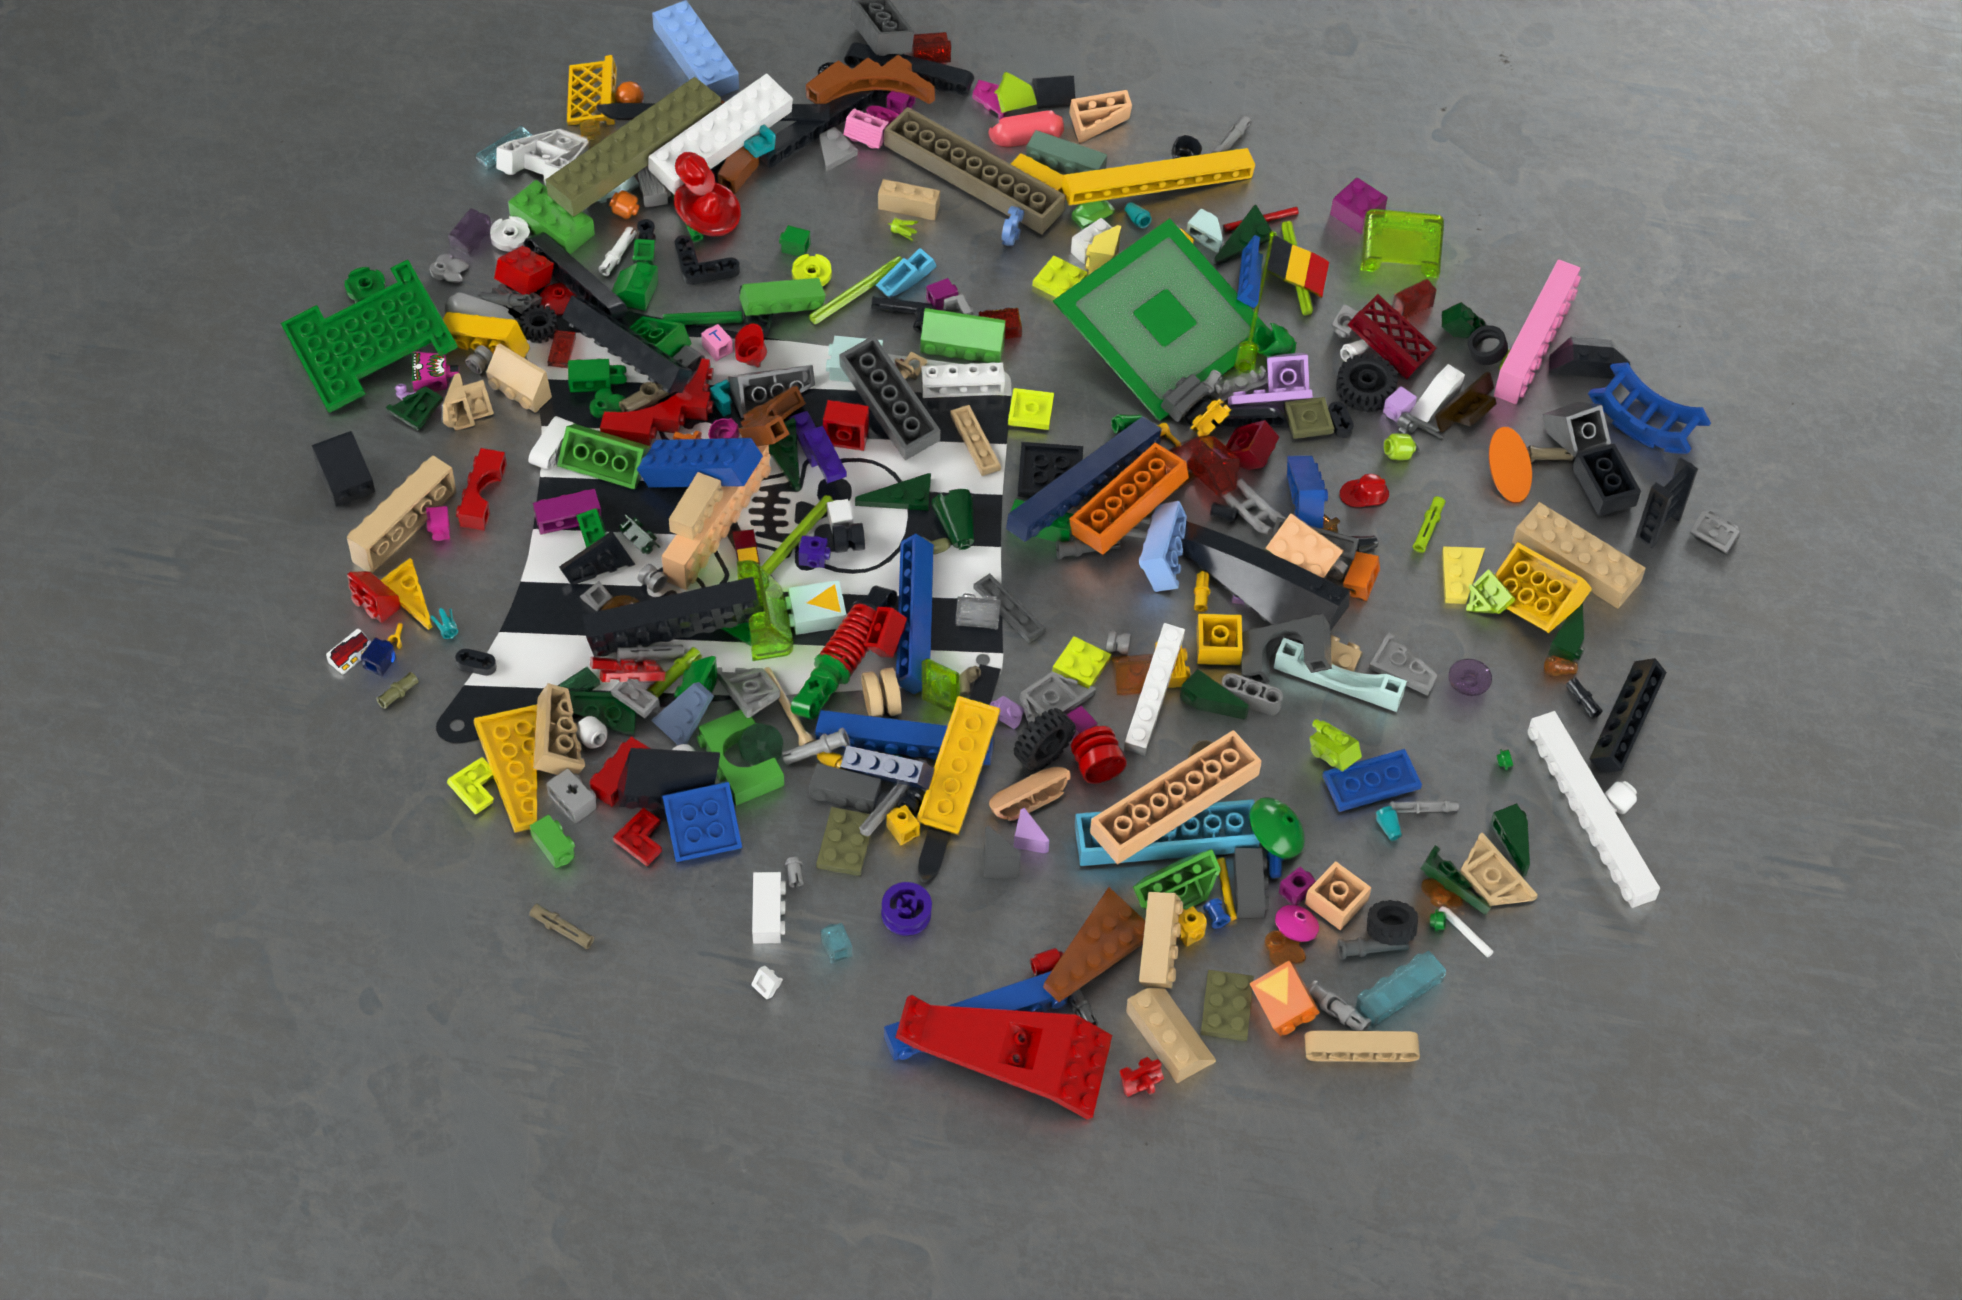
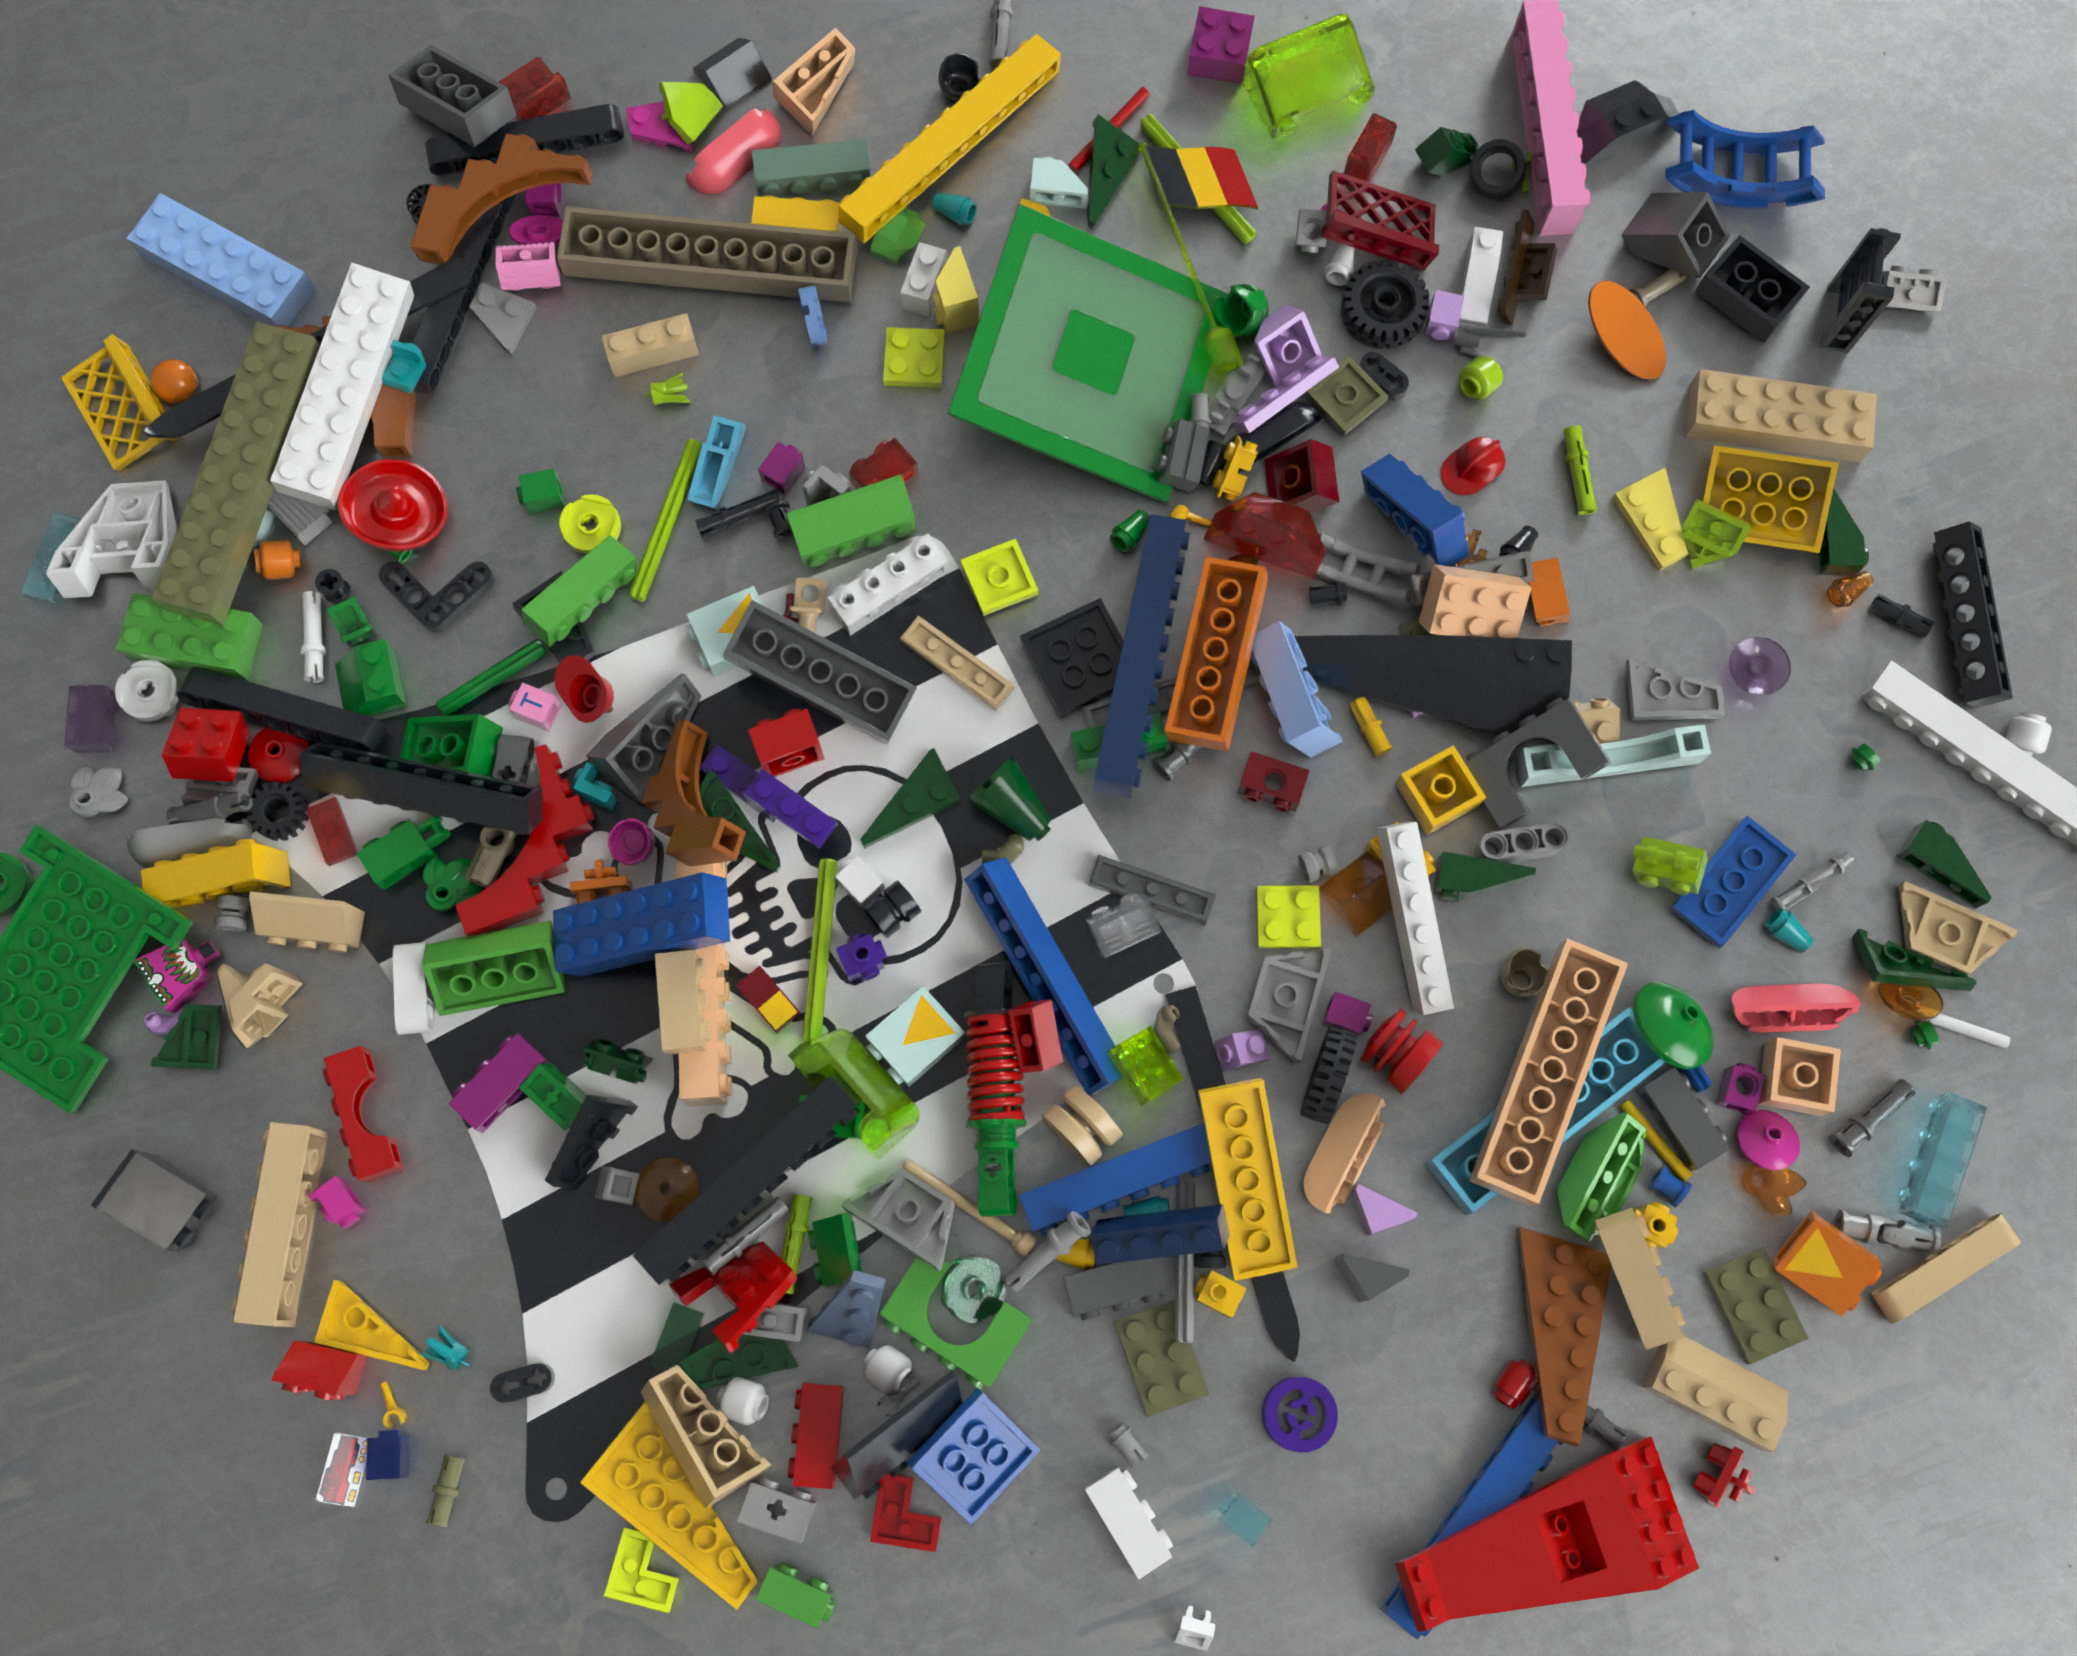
camera: 30 degrees left, 20 degrees up
(590, 129) = (154, 465): clear yellow plate -> none
(652, 578) = (676, 1119): light grey wheel -> none
(695, 173) = (349, 470): red piece -> none
(1121, 588) = (1289, 776): none -> dark red brick
(1250, 273) = (1153, 222): blue fence -> none
(1360, 862) = (1793, 1007): none -> coral brick
(1392, 934) = (1890, 1053): black tyre -> none

